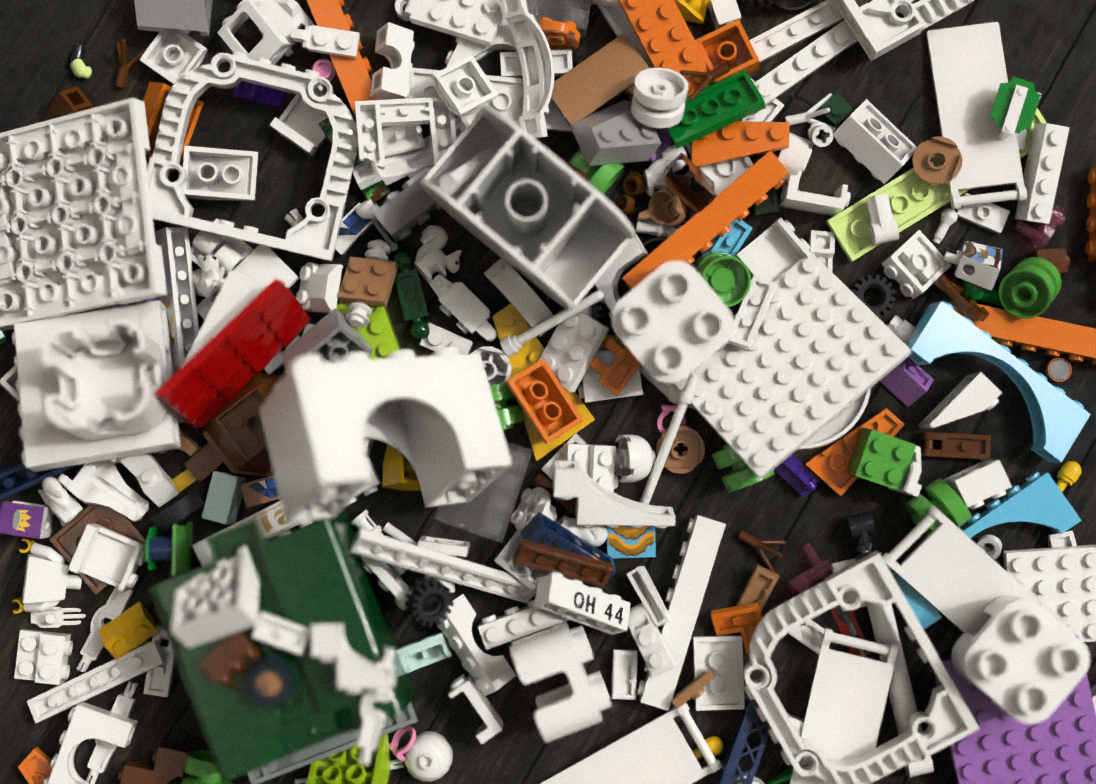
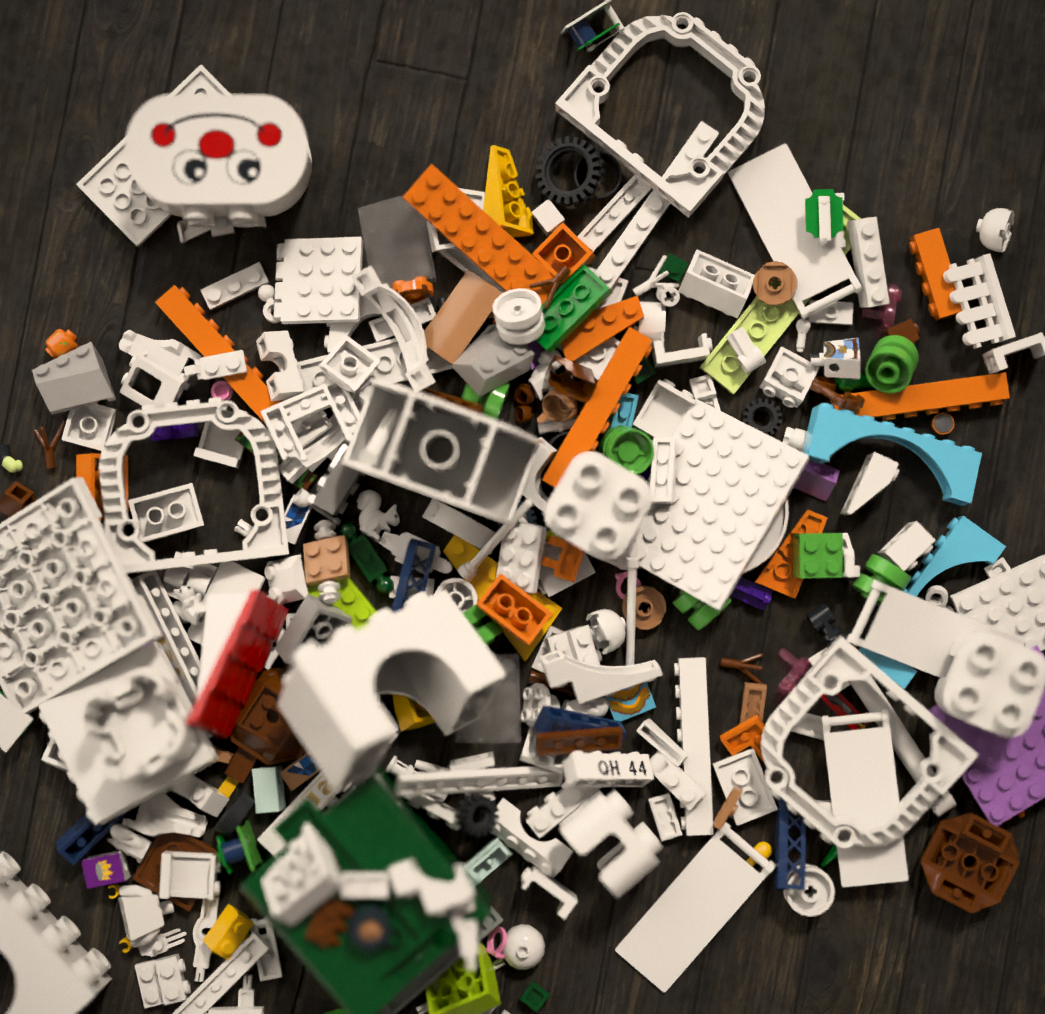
camera: 20 degrees left, 0 degrees up
(449, 318) = (406, 572): none -> dark blue fence
(956, 445) = (879, 519): reddish brown plate -> none
(1068, 474) = (982, 511): yellow cylinder -> none

